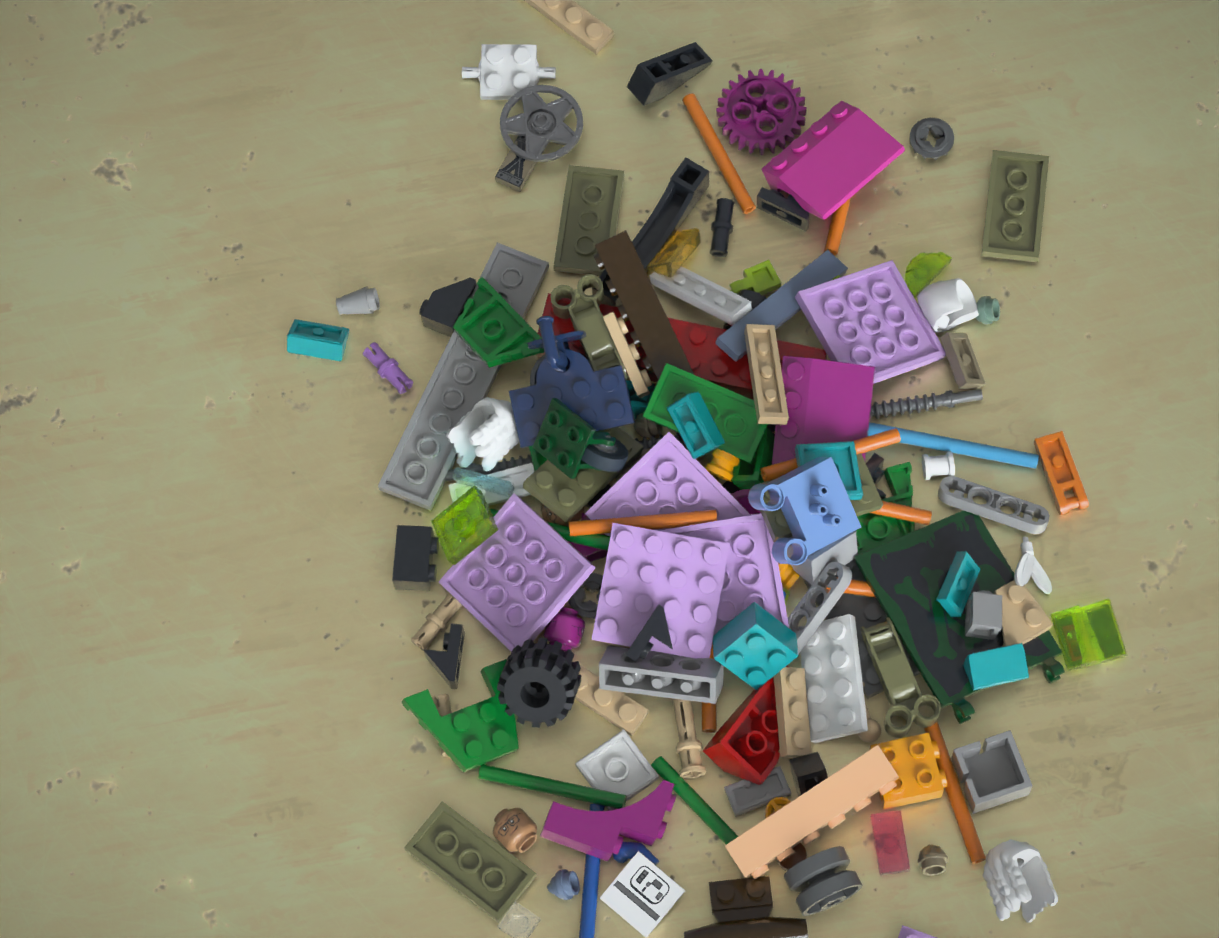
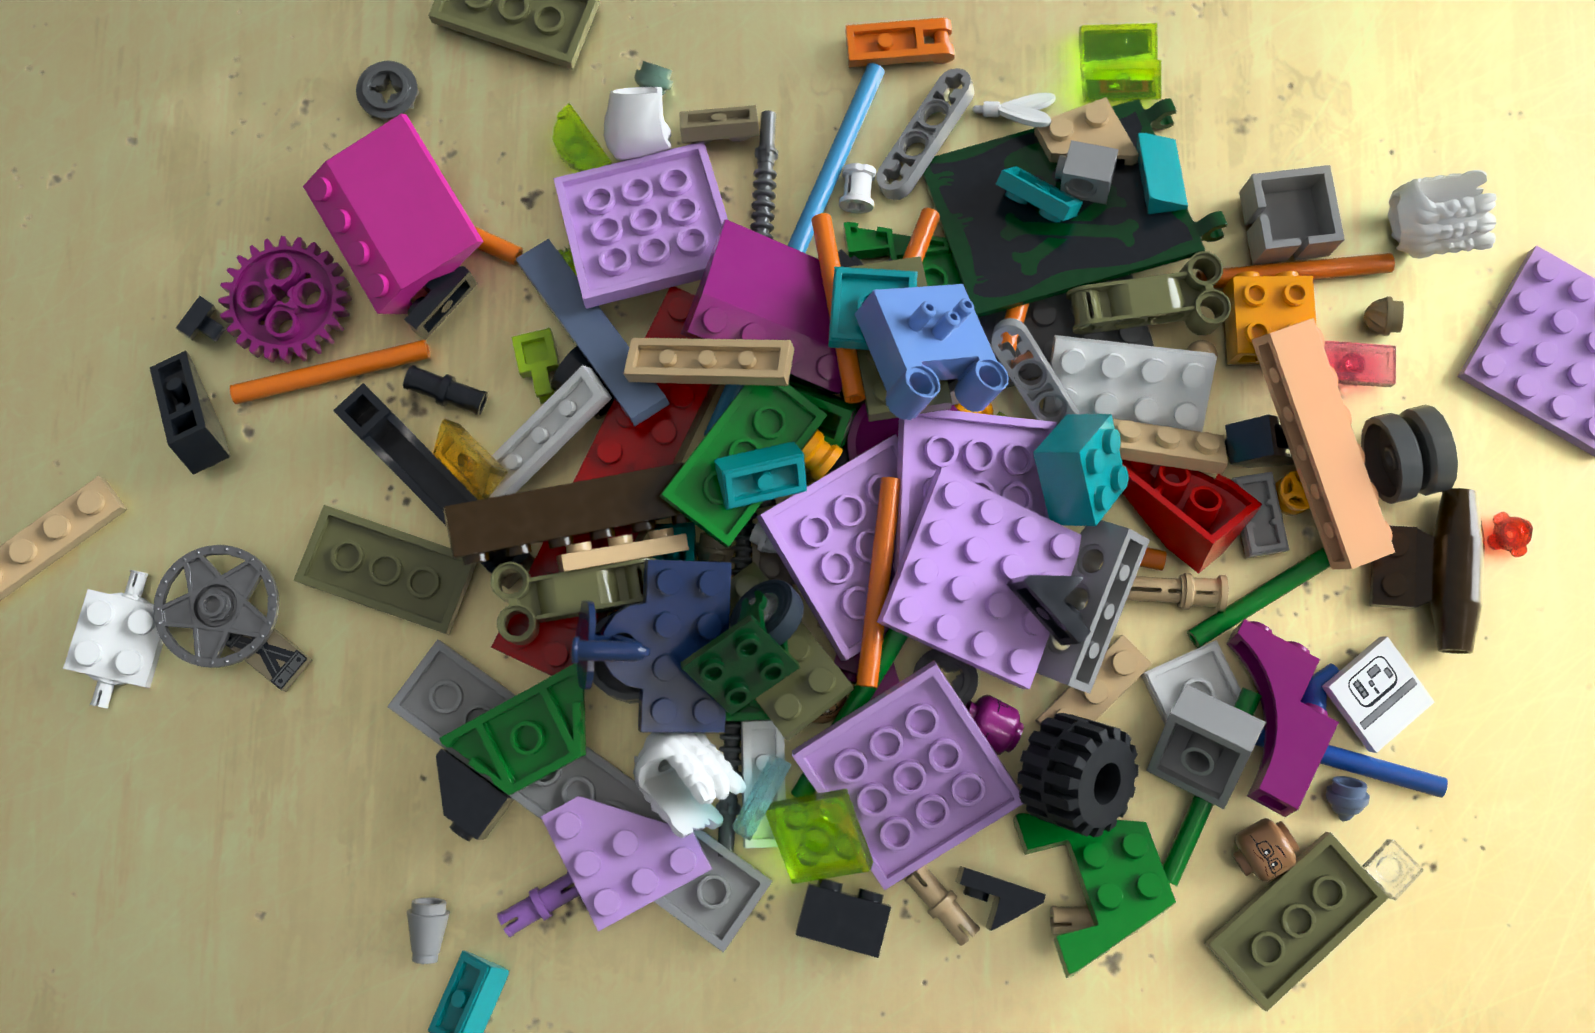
camera: 85 degrees left, 10 degrees up
(427, 407) = (621, 857): none -> lavender plate
(578, 768) = (1205, 746): none -> light grey slope
(733, 63) = (199, 320): none -> black tile

